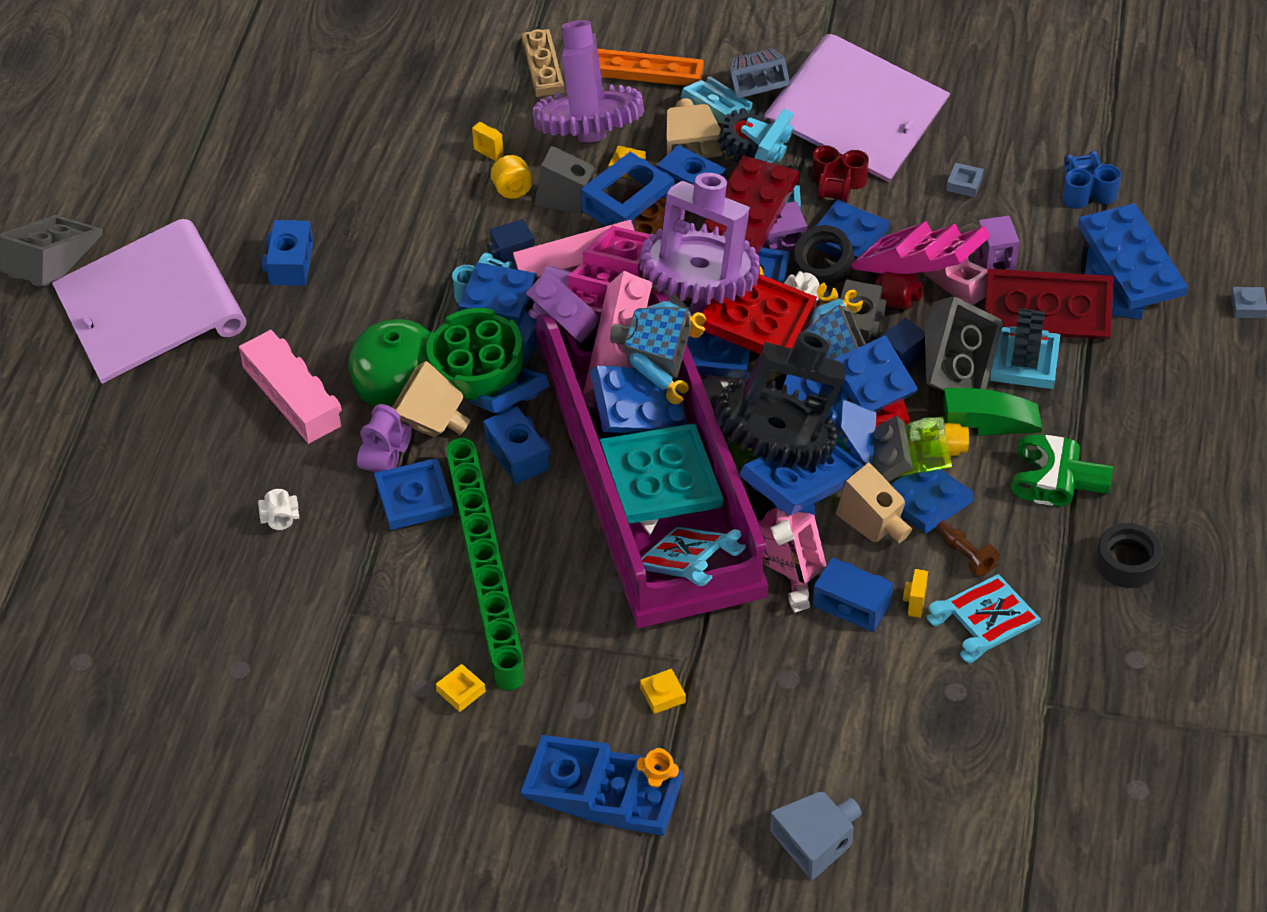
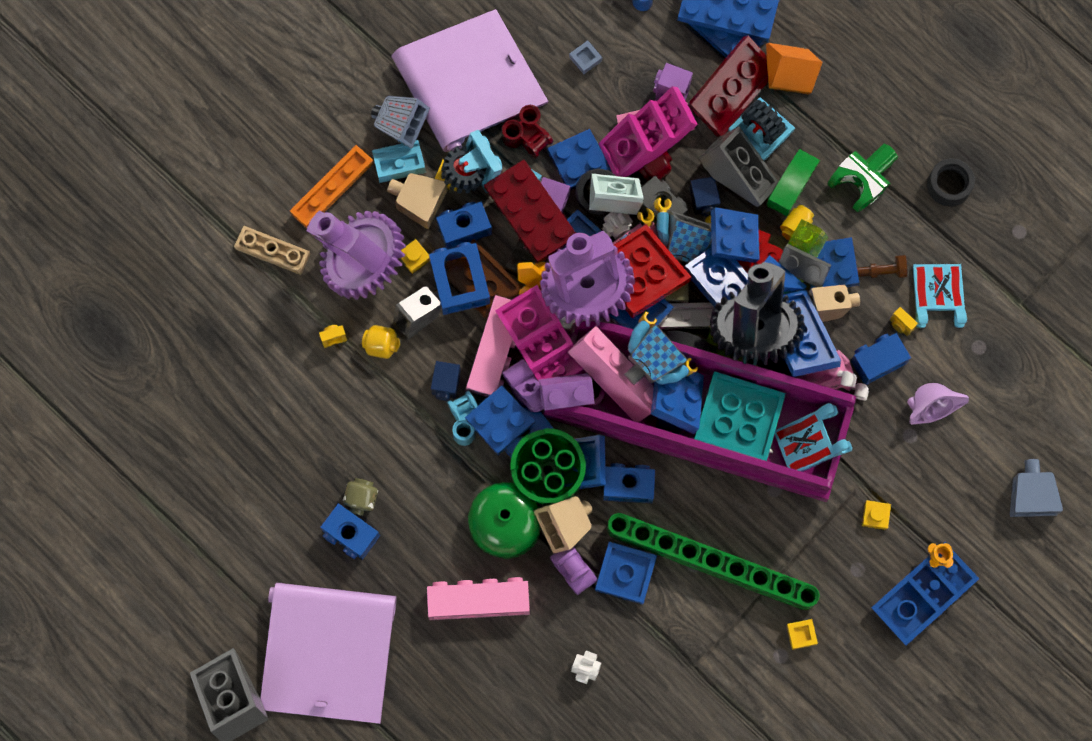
camera: 60 degrees left, 25 degrees up
(333, 241) = (360, 496): none -> olive head
(825, 254) = (615, 194): none -> light aqua slope
(840, 671) = (934, 403): none -> lavender hat
(1118, 342) = (792, 68): none -> orange slope

